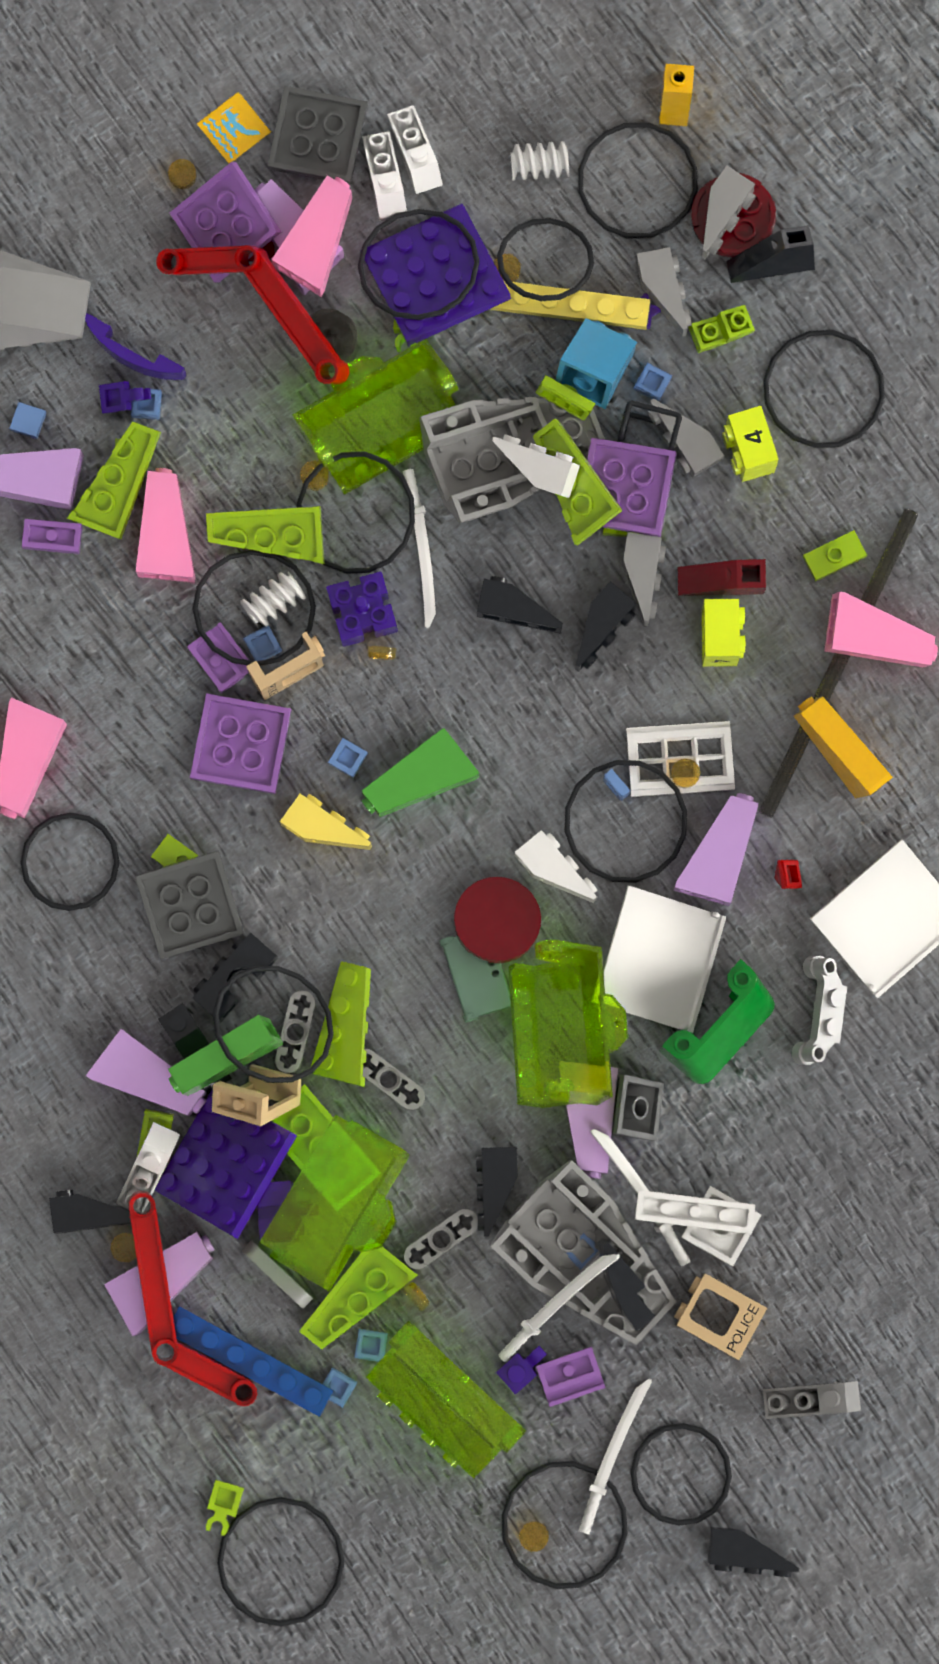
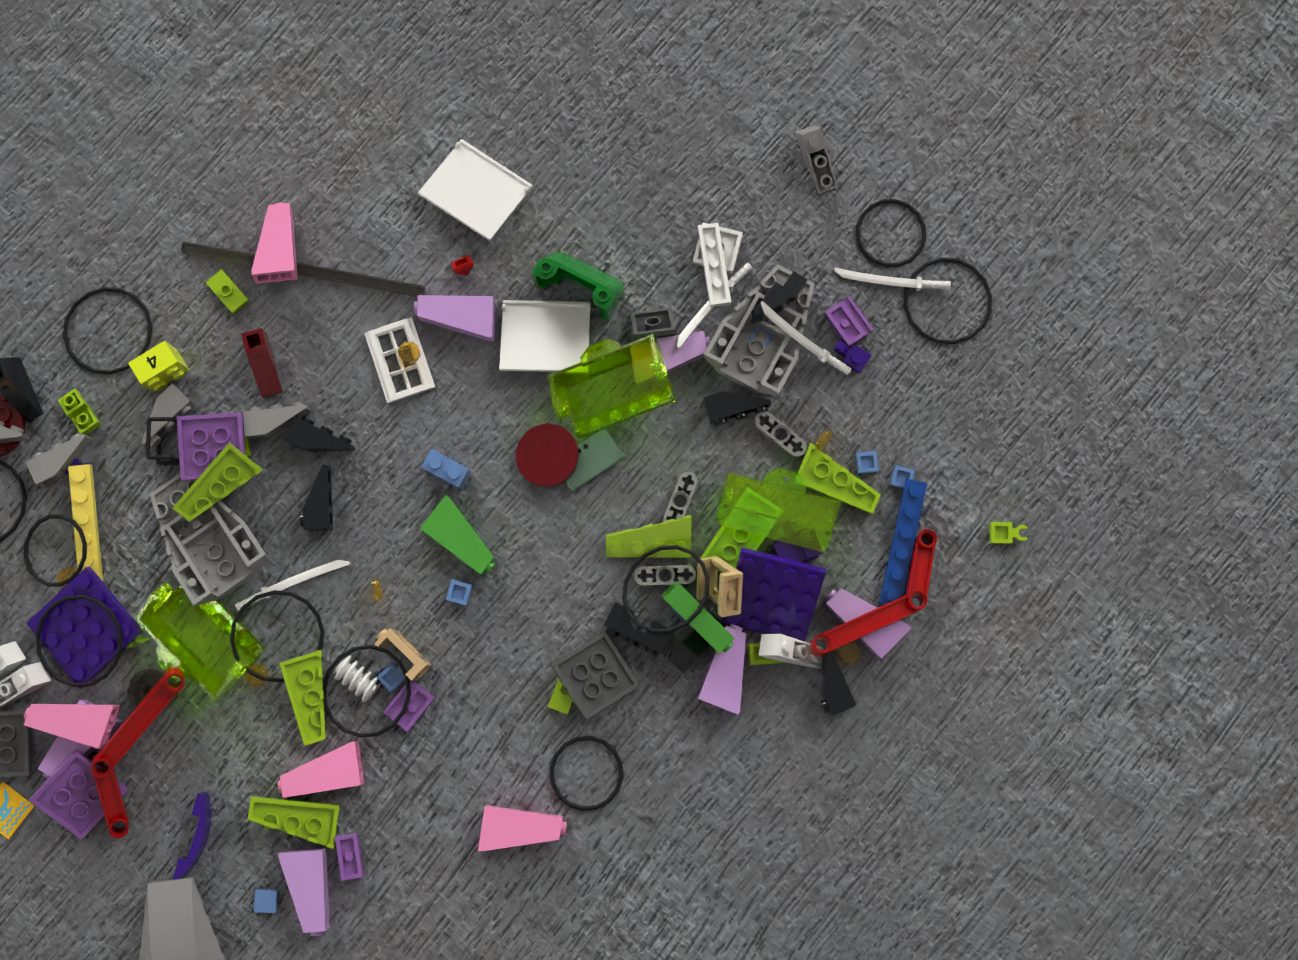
camera: 110 degrees left, 0 degrees up
(118, 396) = (232, 837): dark purple plate -> none
(148, 408) = (232, 815): medium blue tile -> none
(182, 174) = (49, 838): clear yellow tile -> none
(240, 743) = (468, 672): medium lavender plate -> none
(277, 1274) = (837, 540): light grey beam -> none
(318, 826) = (513, 601): light yellow slope -> none
(339, 1571) = (1041, 444): black piece -> none
(362, 609) = (347, 611): dark purple brick -> none
(443, 1402) = (893, 398): clear neon green piece -> none
(514, 782) = (446, 469): none -> medium blue brick
(533, 1536) = (961, 318): clear yellow tile -> none
(542, 470) = (213, 502): white slope -> none
(547, 864) = (499, 429): white slope -> none
(565, 397) = (155, 506): lime plate -> none
(596, 361) = (125, 492): dark azure slope -> none
(616, 785) = (429, 398): medium blue tile -> none
(625, 763) = (446, 426): black piece -> none
(652, 382) = (130, 450): medium blue tile -> none
(721, 632) = (301, 351): neon yellow brick -> none
(738, 1549) = (930, 181): black slope -> none
(740, 1330) = (782, 214): tan window -> none
(827, 1012) = (551, 214): light grey plate -> none
(841, 747) = (364, 247): yellow slope -> none

